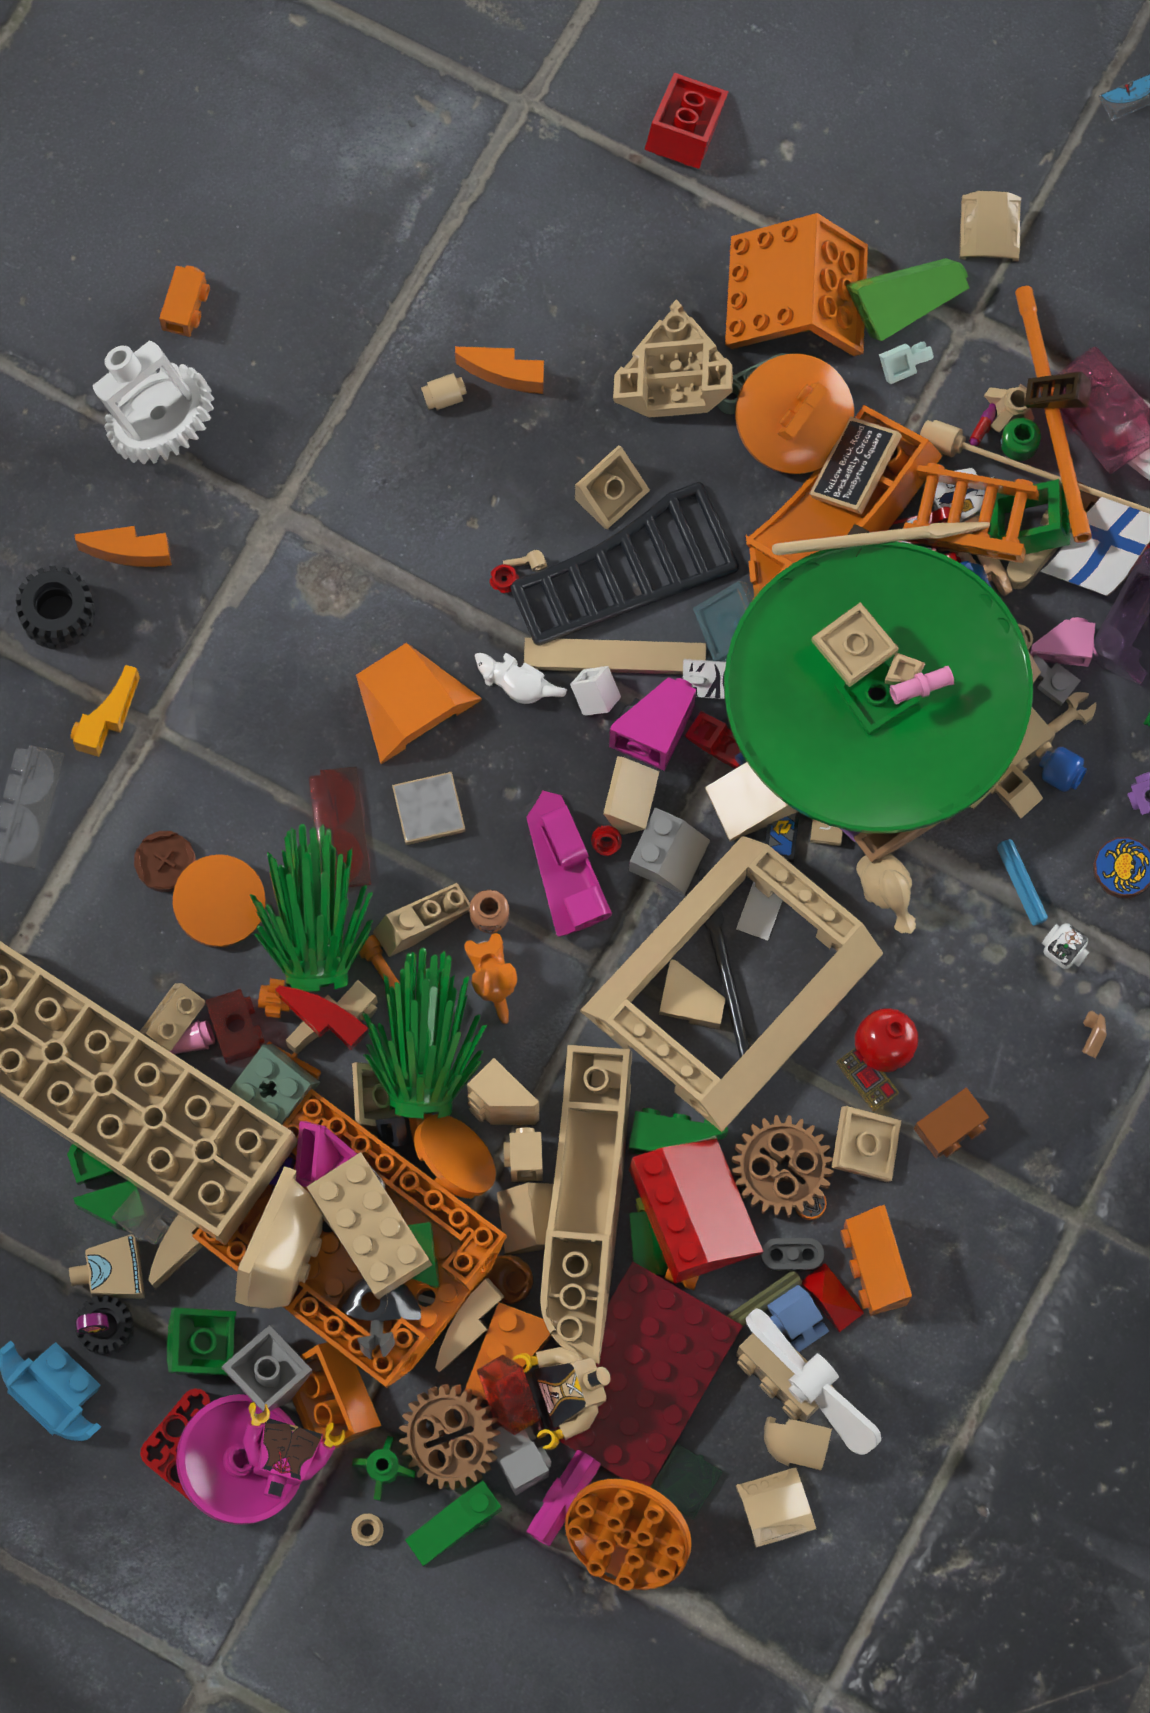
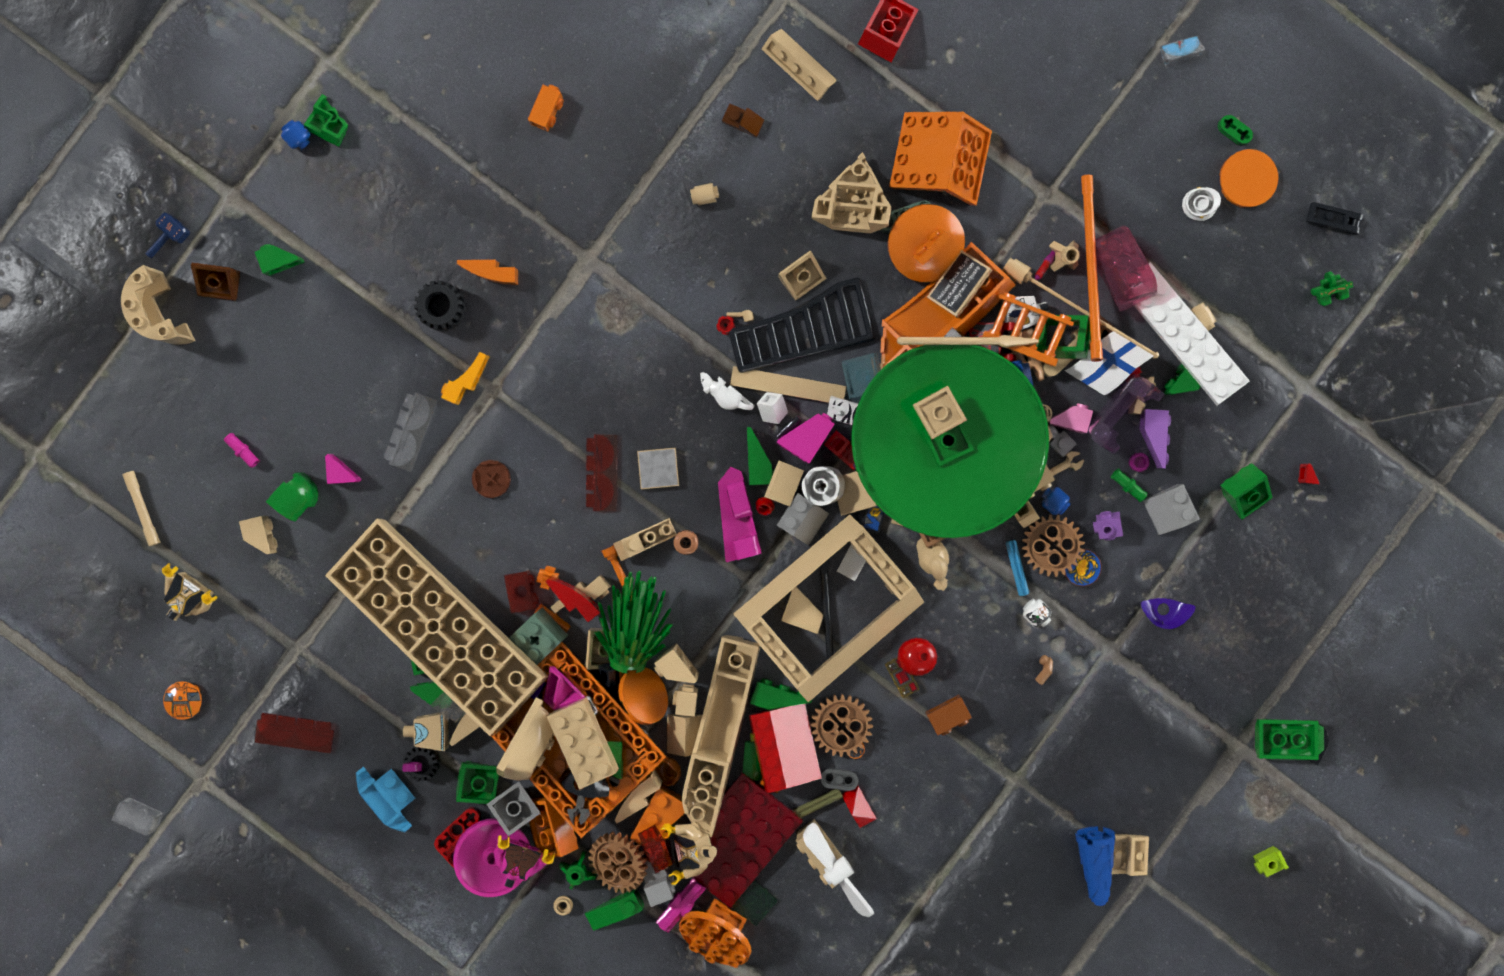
camera: 15 degrees right, 15 degrees up
(151, 411) = (515, 180): white piece -> none
(173, 1016) = (483, 581): tan bracket -> none
(195, 1038) = (496, 594): bright pink cone -> none
(215, 900) = (520, 510): orange tile -> none
(312, 913) = (578, 532): green plant -> none
(408, 697) = (655, 395): orange wedge -> none
(487, 280) = (743, 120): none -> reddish brown slope
(492, 977) = (682, 585): orange animal -> none
(501, 368) = (744, 184): orange slope -> none
(559, 190) = (798, 64): none -> tan panel
(586, 774) = (759, 465): none -> green slope
(678, 786) = (823, 496): none -> white brick
(776, 1507) = (805, 927): tan slope -> none
(795, 1315) = (835, 818): medium blue brick -> none
(797, 1442) = (823, 896): tan brick -> none
(866, 1144) = (894, 719): tan tile -> none
(876, 1261) = (888, 793): orange slope -> none
(901, 361) = (1001, 214): light aqua plate -> none
(903, 296) = (1012, 170): bright green slope -> none
(903, 669) = (967, 433): tan tile -> none
(921, 685) = (977, 446): bright pink pin -> none
(990, 225) = (1073, 129): tan slope -> none
(1020, 439) = (1072, 280): green head -> none
(1077, 391) = (1110, 258): dark brown slope -> none
(1086, 816) = (1041, 559): none -> medium nougat gear

